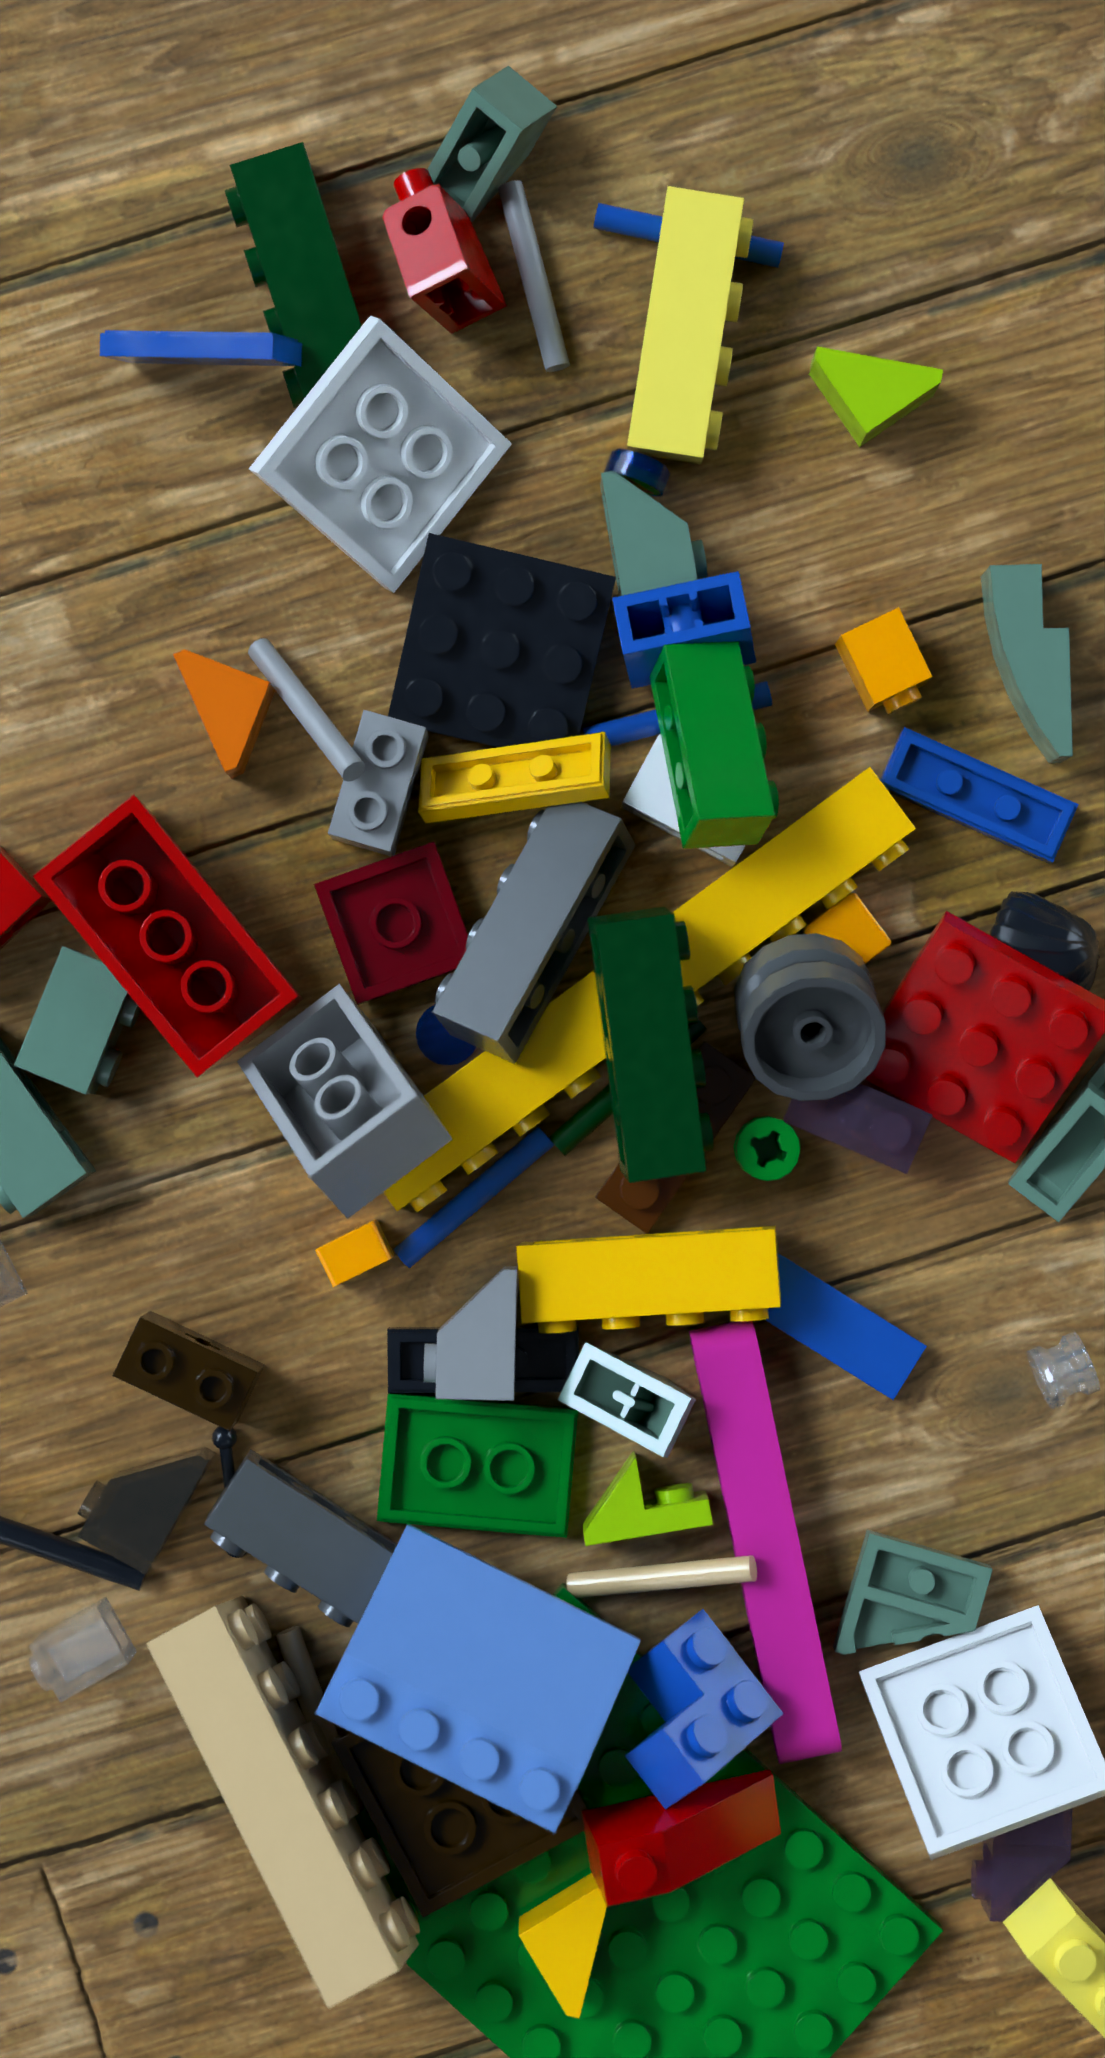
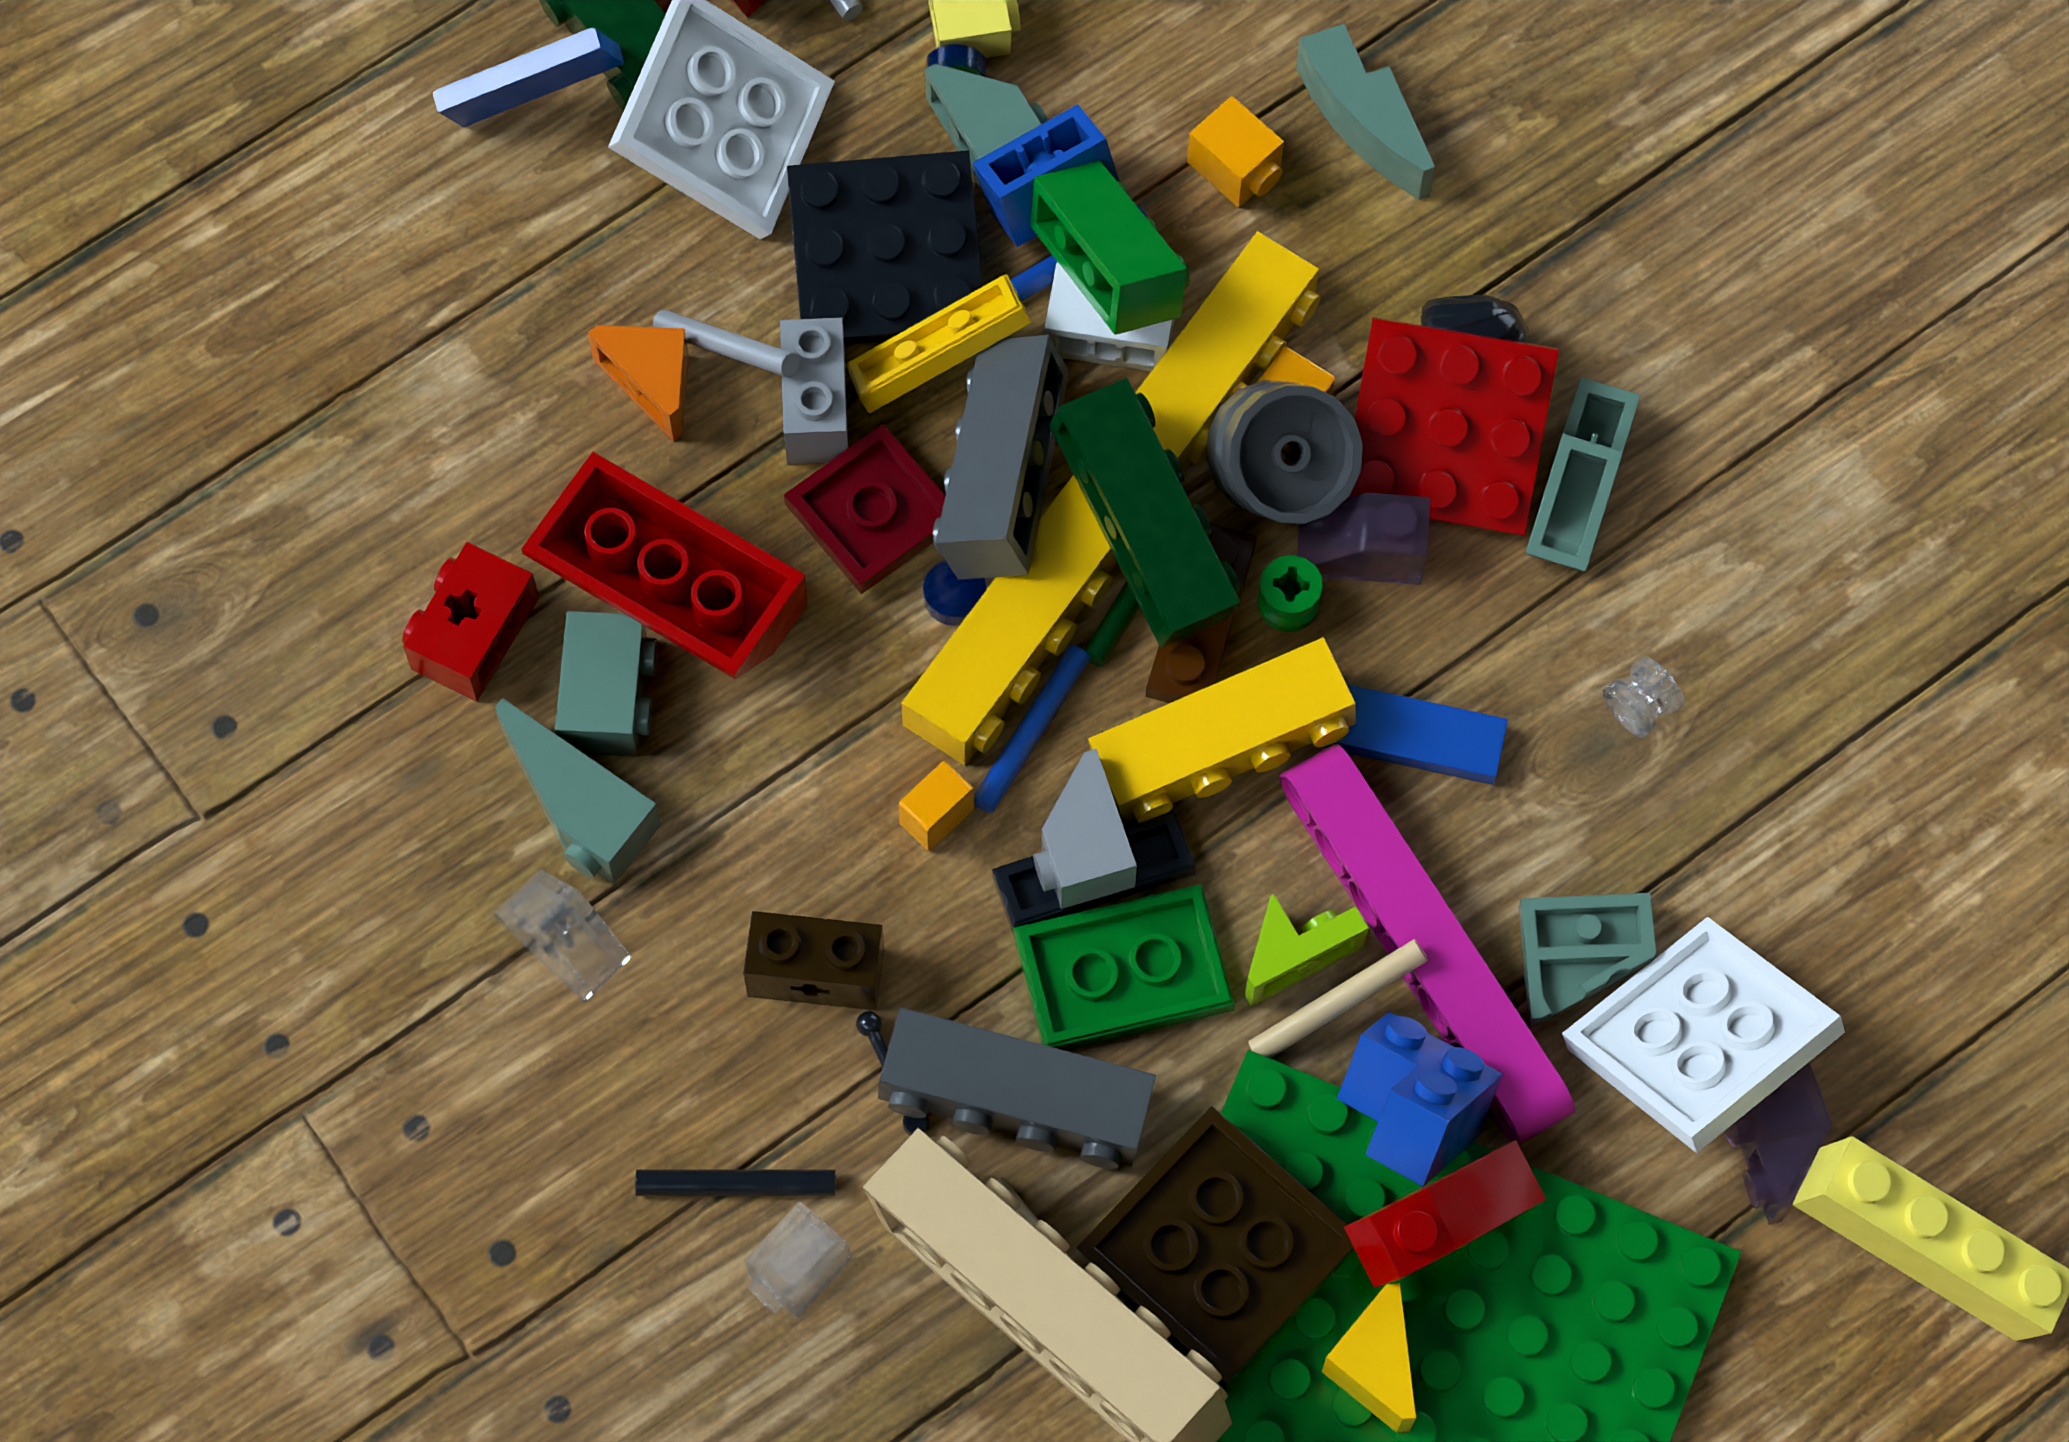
camera: 15 degrees left, 20 degrees down
(142, 1506) = (811, 1104): clear smoke slope -> none
(343, 1101) = (881, 649): light grey brick -> none
(479, 1677) = (1196, 1129): medium blue slope -> none
(627, 1399) = (1244, 848): sand green slope -> none
(977, 795) = (1369, 241): blue tile -> none

